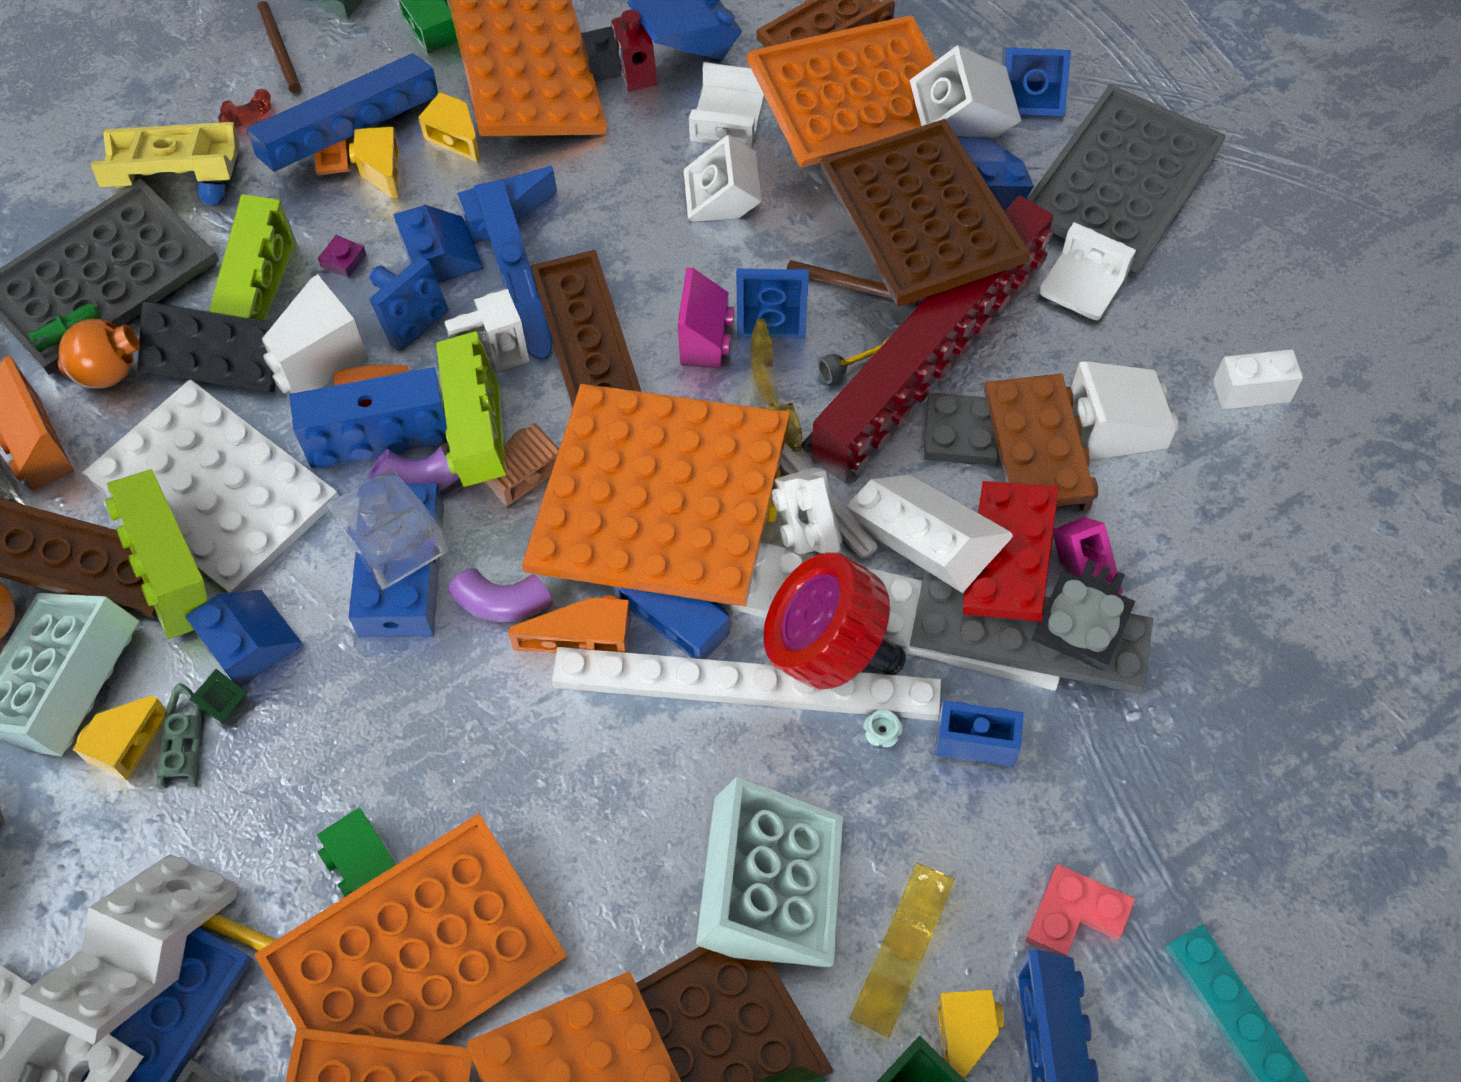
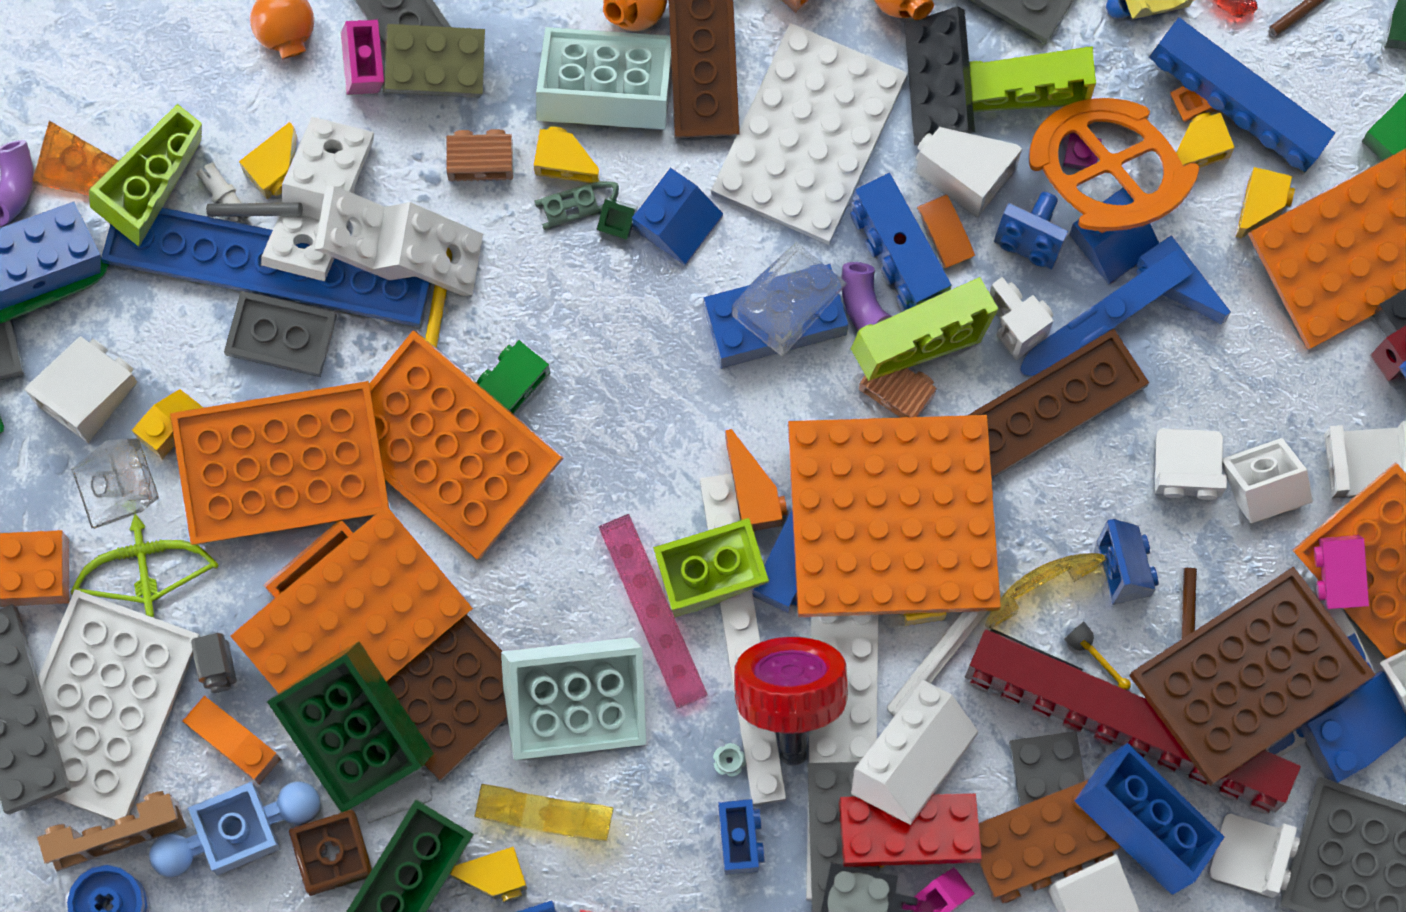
camera: 75 degrees right, 15 degrees up
(74, 832) = (479, 156): none -> nougat brick
(157, 550) = (722, 121): lime wedge -> none
(423, 194) = (1100, 216): none -> orange window
(497, 601) = (758, 411): medium lavender cylinder -> none
(660, 688) = (710, 567): none -> lime slope
(686, 771) = (652, 611): none -> clear pink tile
(687, 239) = (1189, 464): none -> white bracket
(704, 321) = (1088, 504): dark pink slope -> none
(811, 493) = (906, 648): white brick -> none
(837, 120) = (1342, 572): none -> dark pink brick
(1041, 337) = (1149, 819): none -> blue brick

